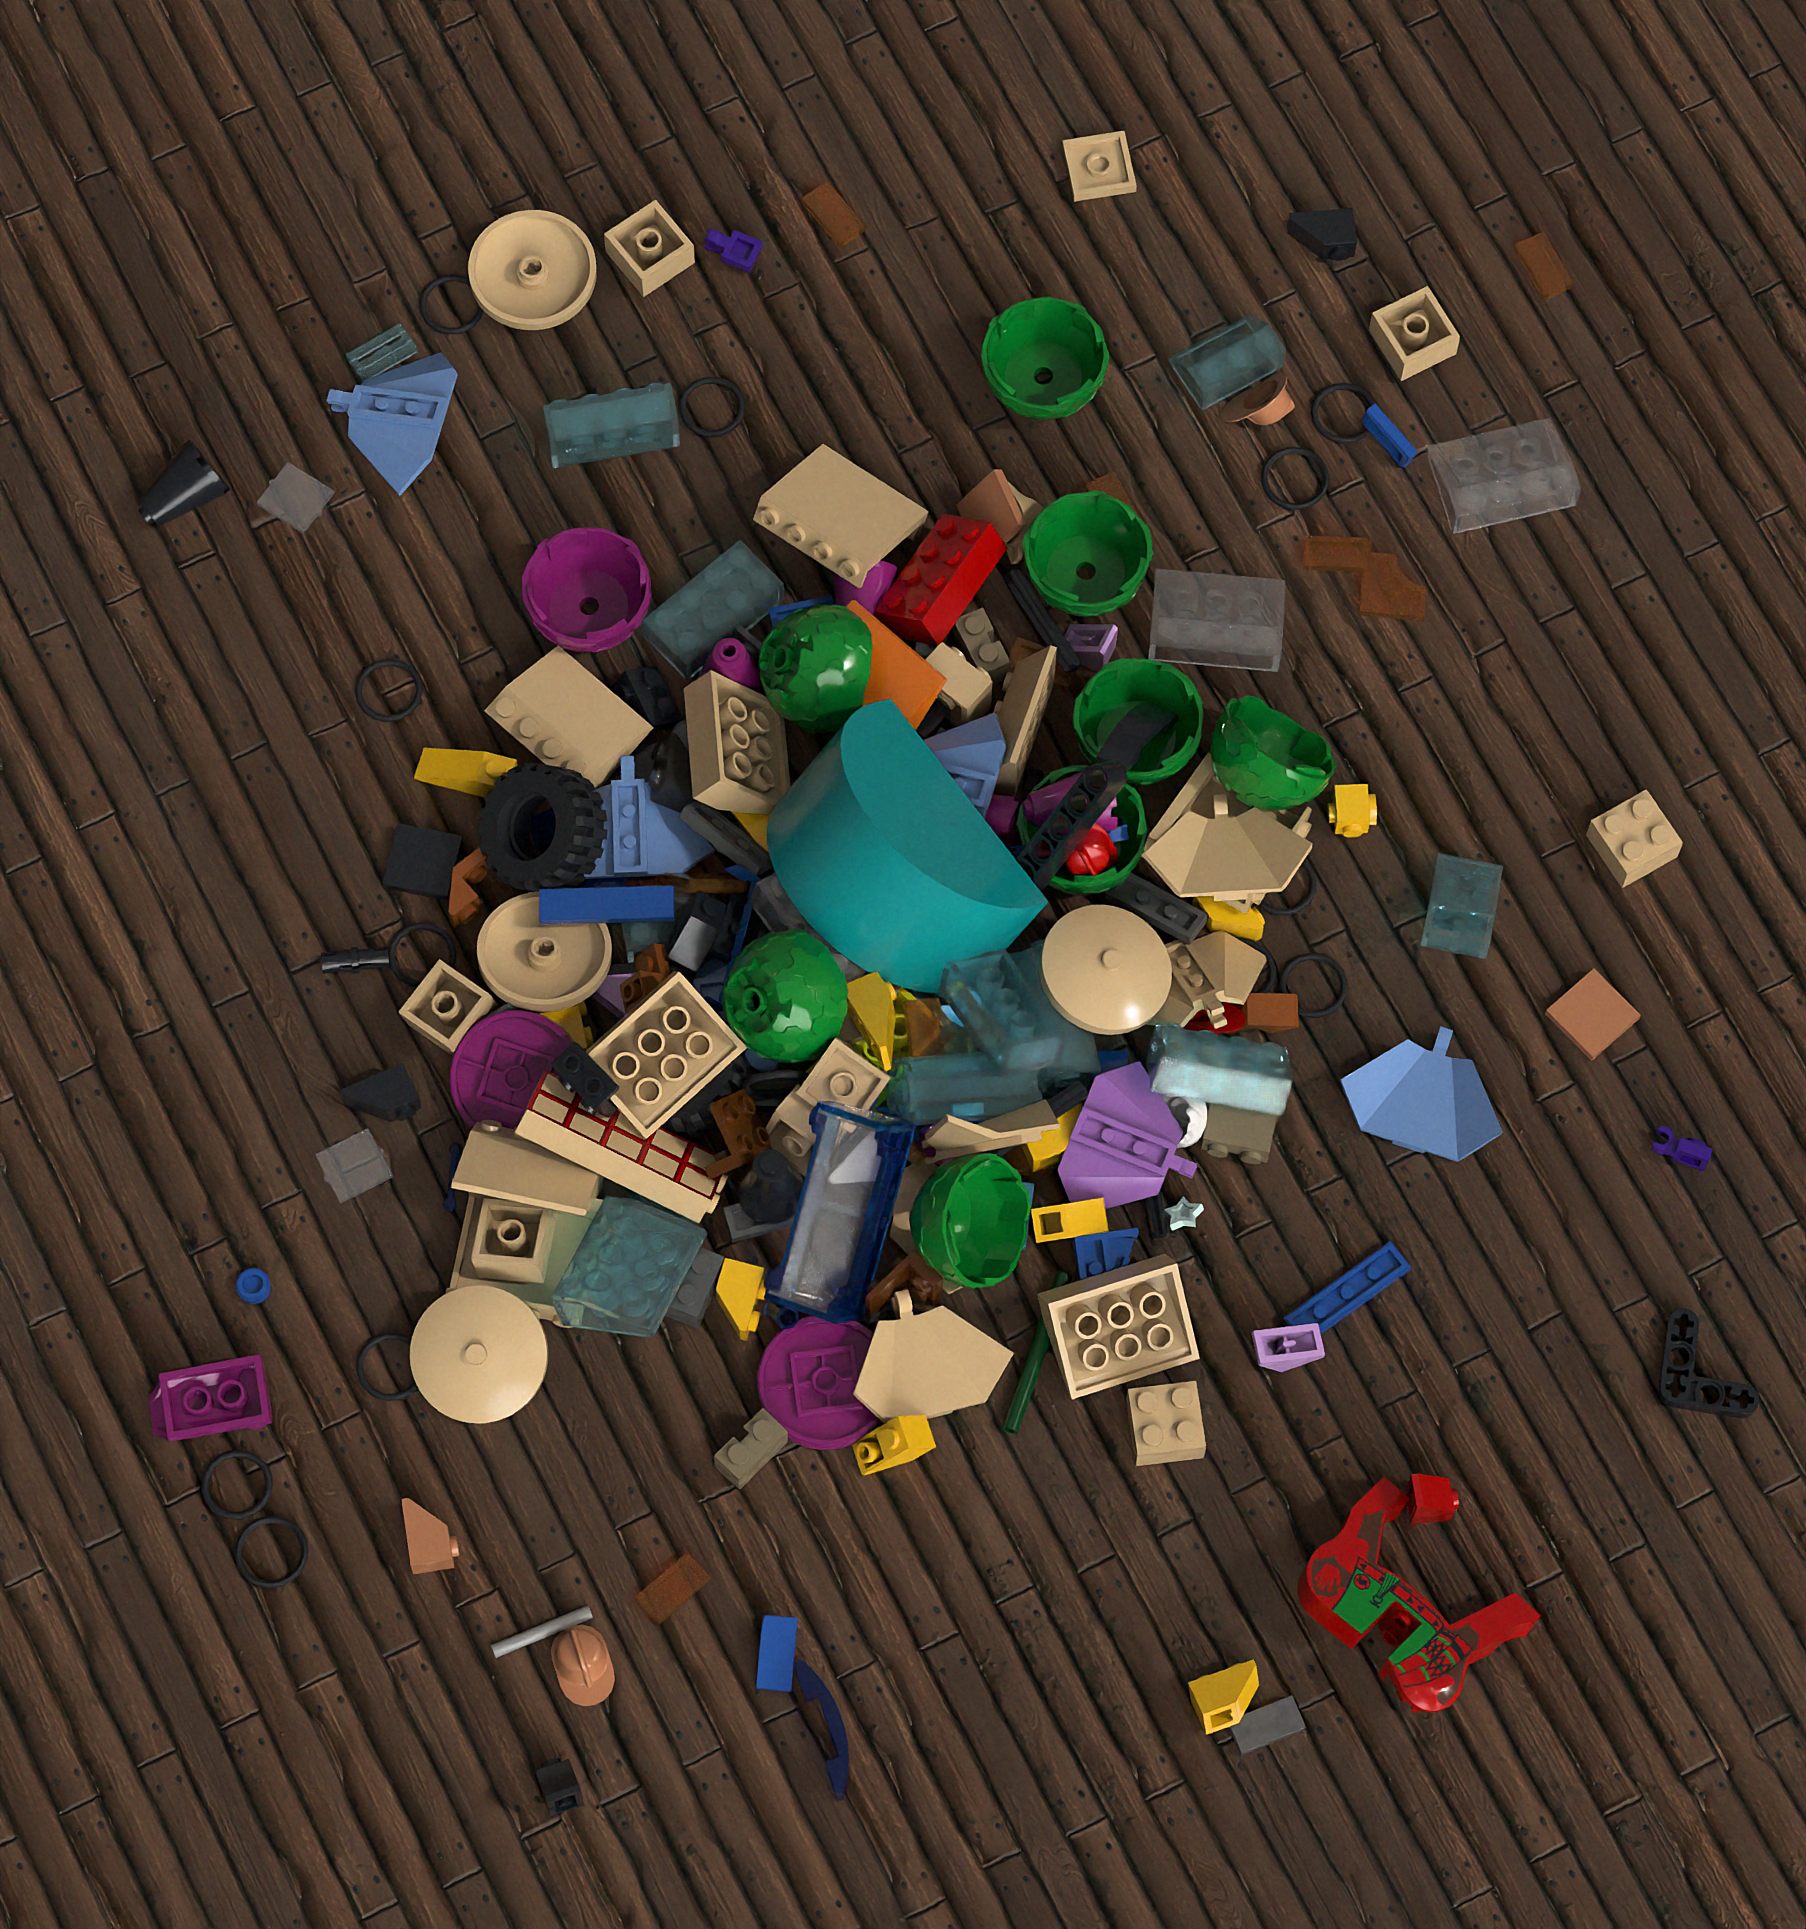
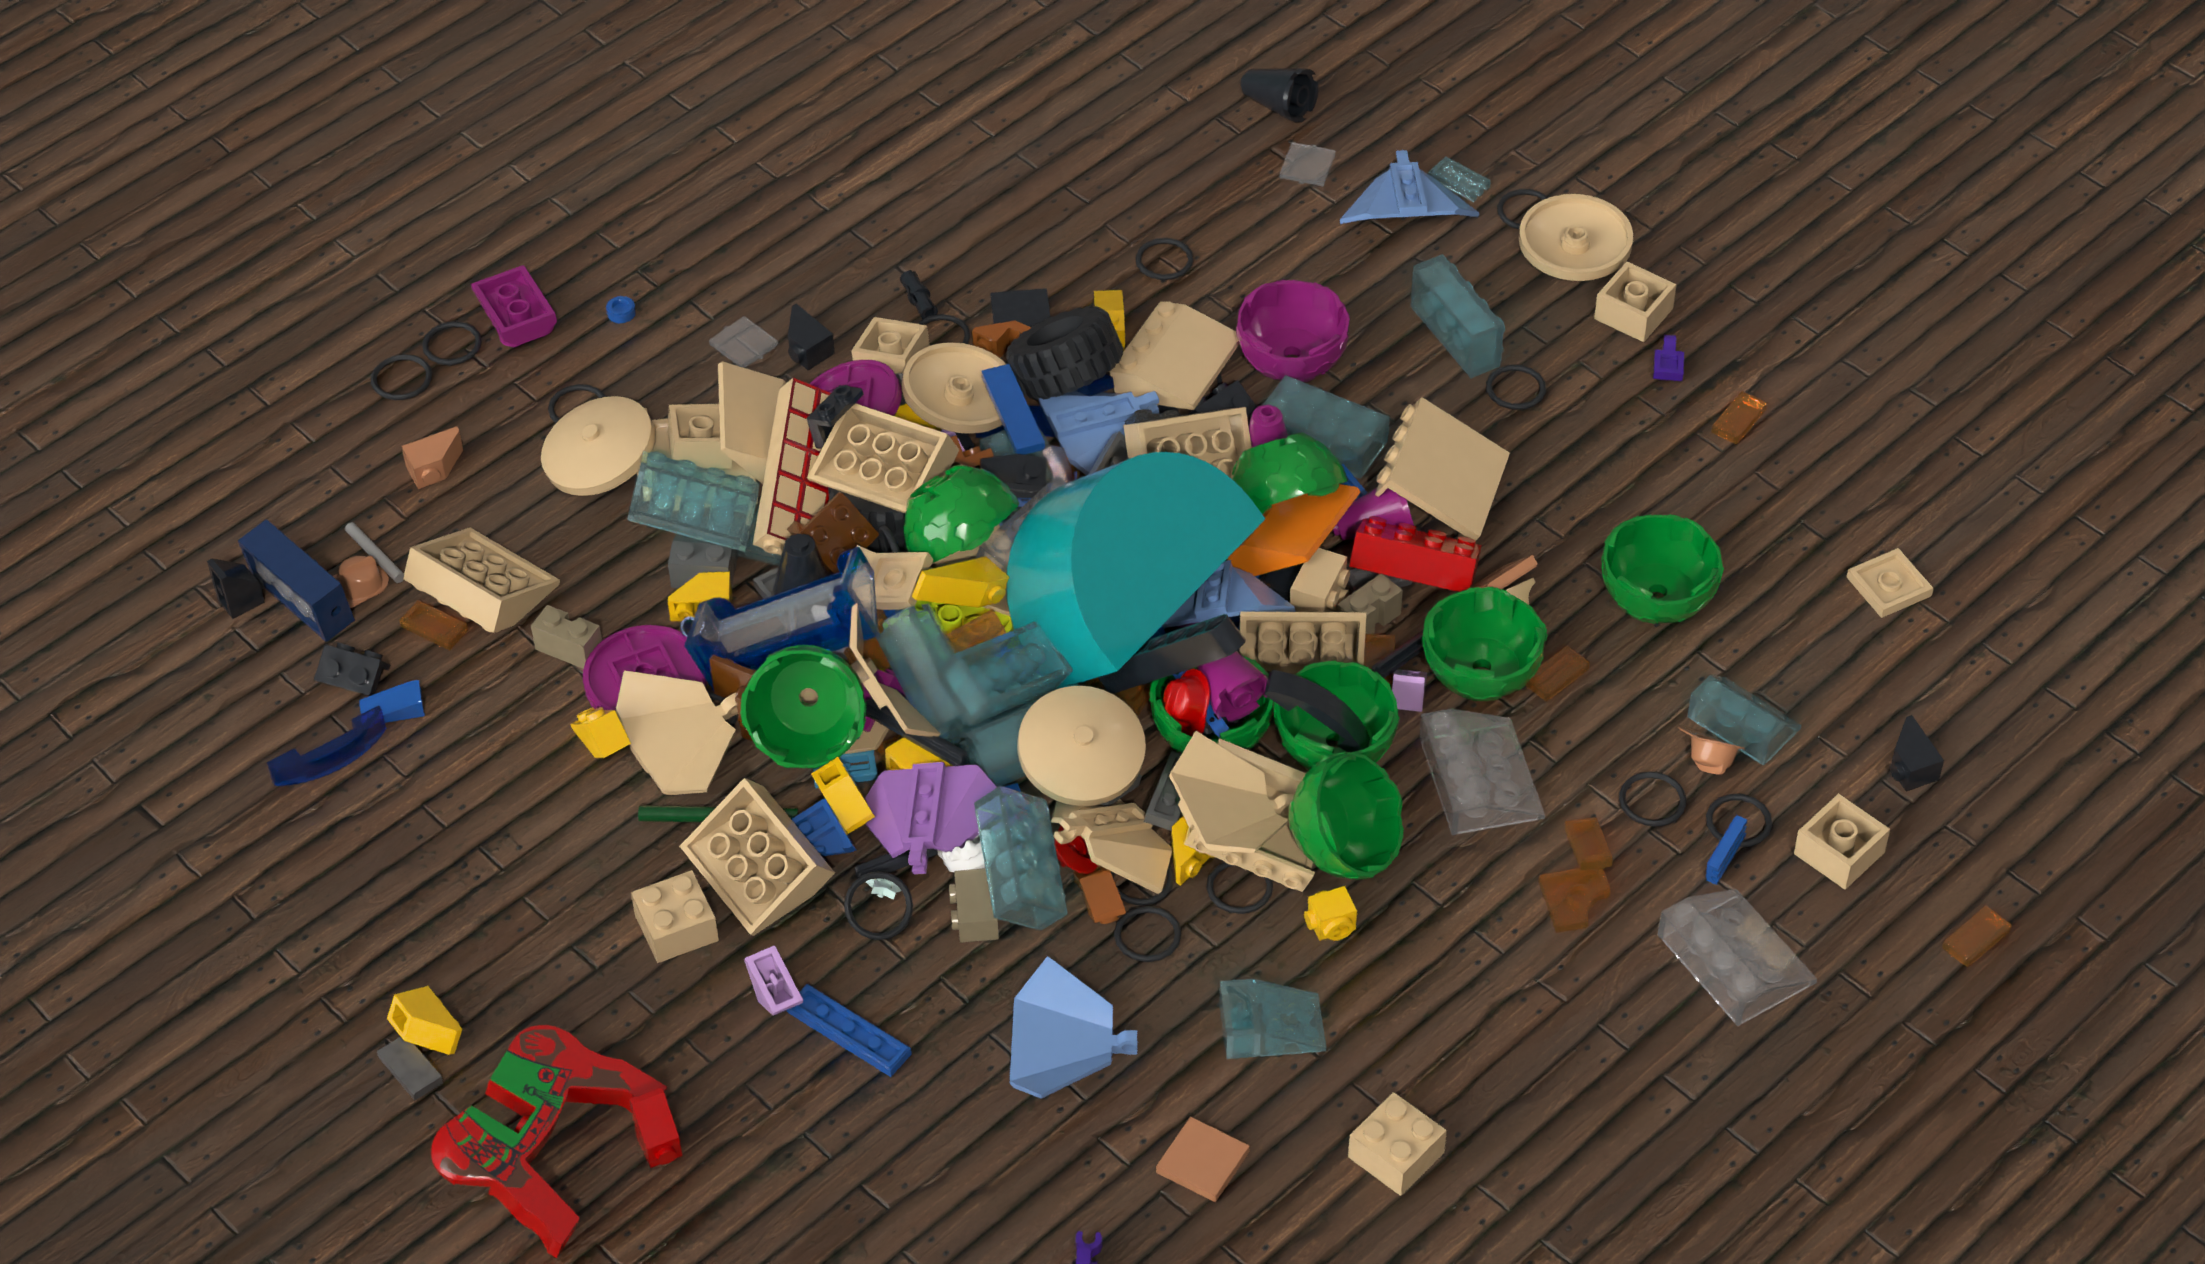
camera: 75 degrees right, 20 degrees down
(581, 1716) = (297, 580): none -> dark blue brick
(628, 1522) = (478, 578): none -> tan slope
(714, 1685) = (350, 670): none -> black bracket
(1239, 1222) = (878, 936): none -> black tyre

